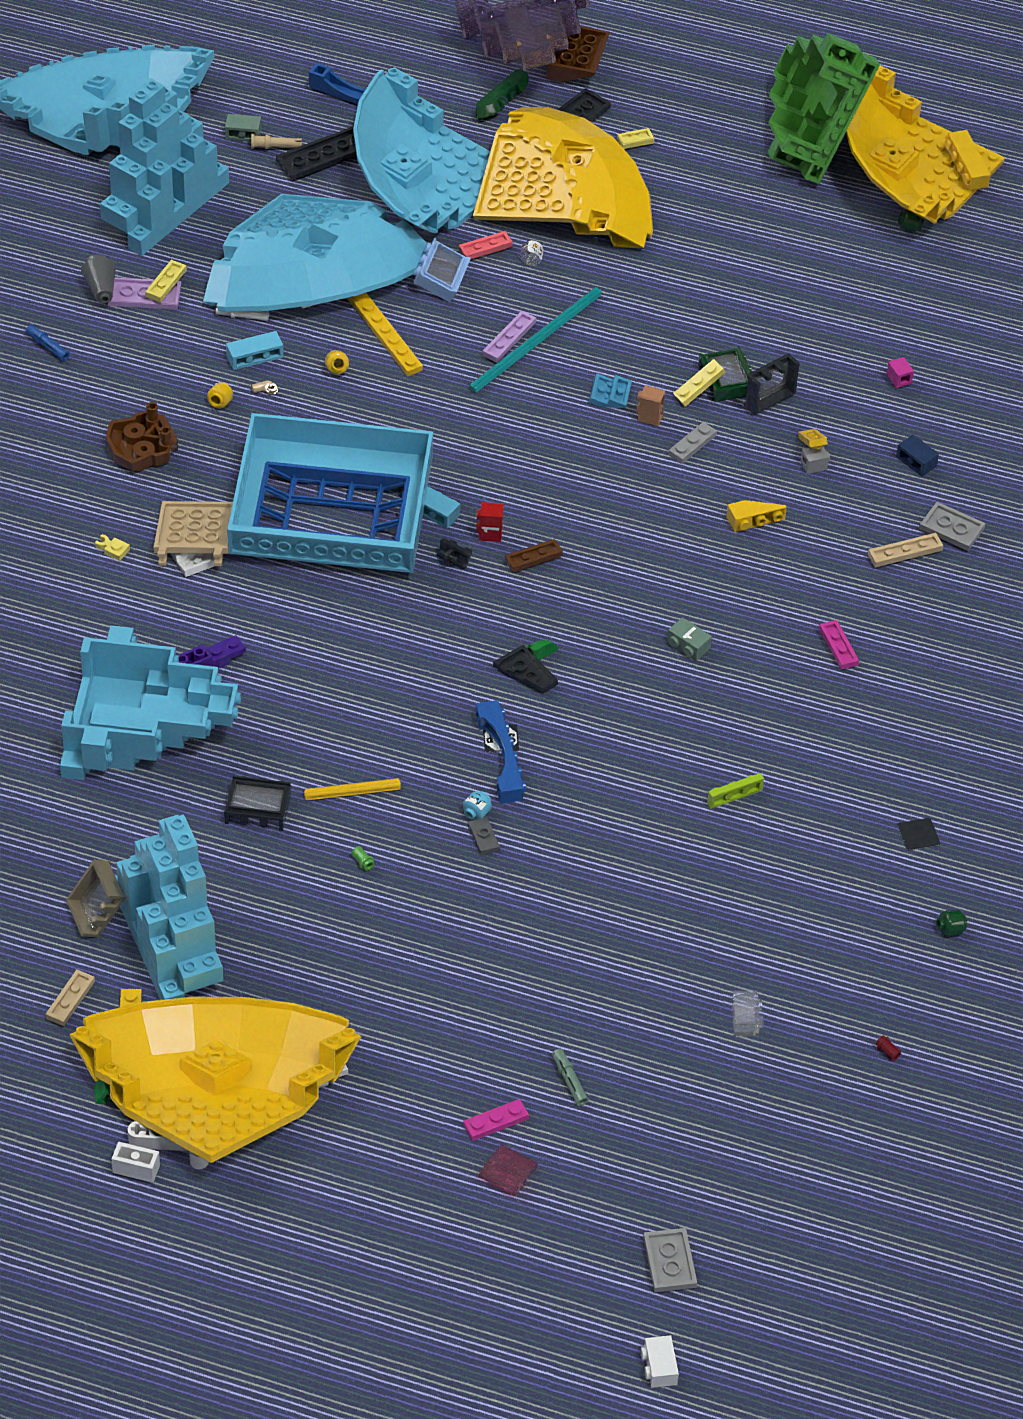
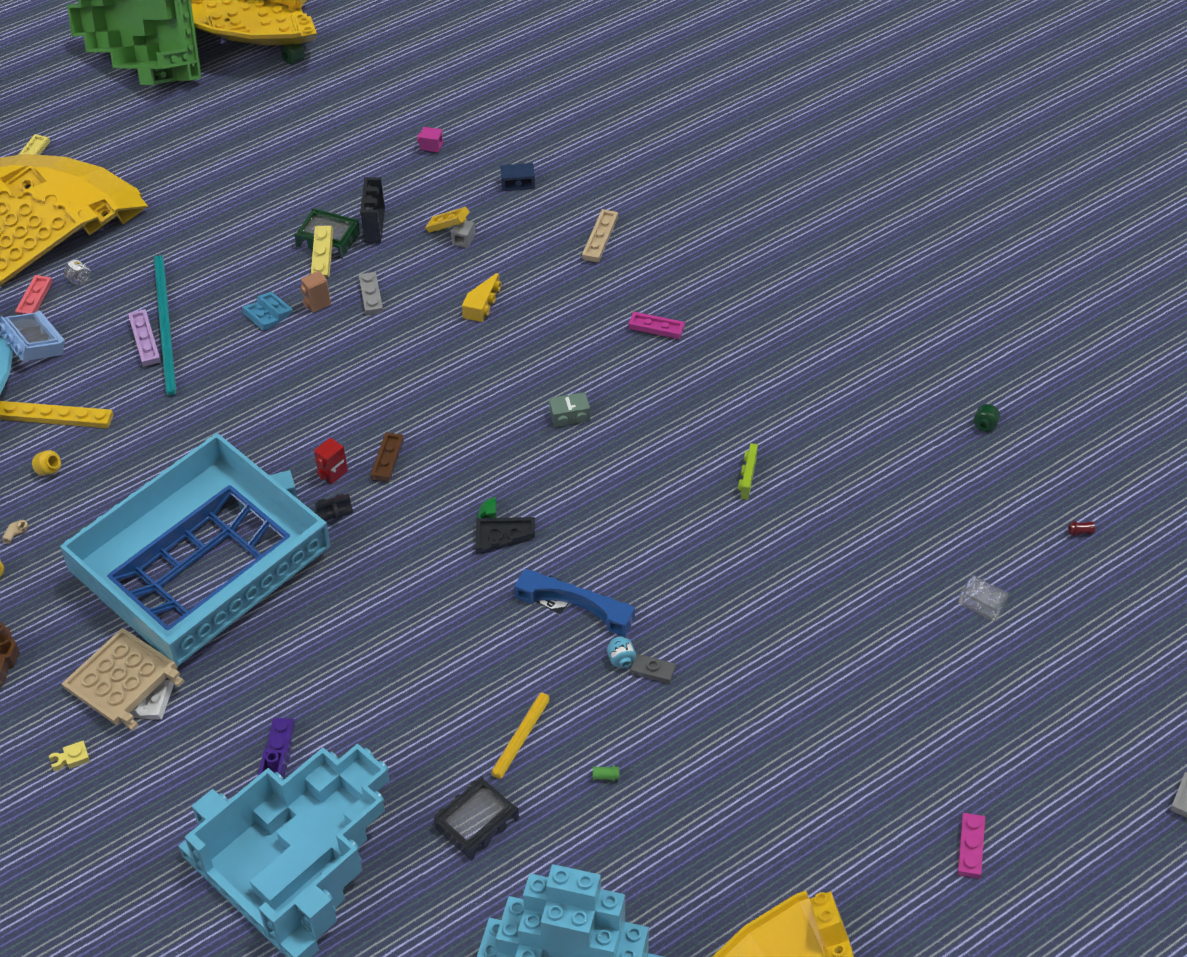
camera: 50 degrees left, 0 degrees up
(508, 1170) = (1036, 868): clear pink slope -> none
(566, 1070) = (938, 756): sand green pin -> none
(918, 834) = (878, 388): black sticker -> none
(952, 526) = (604, 196): light grey plate -> none

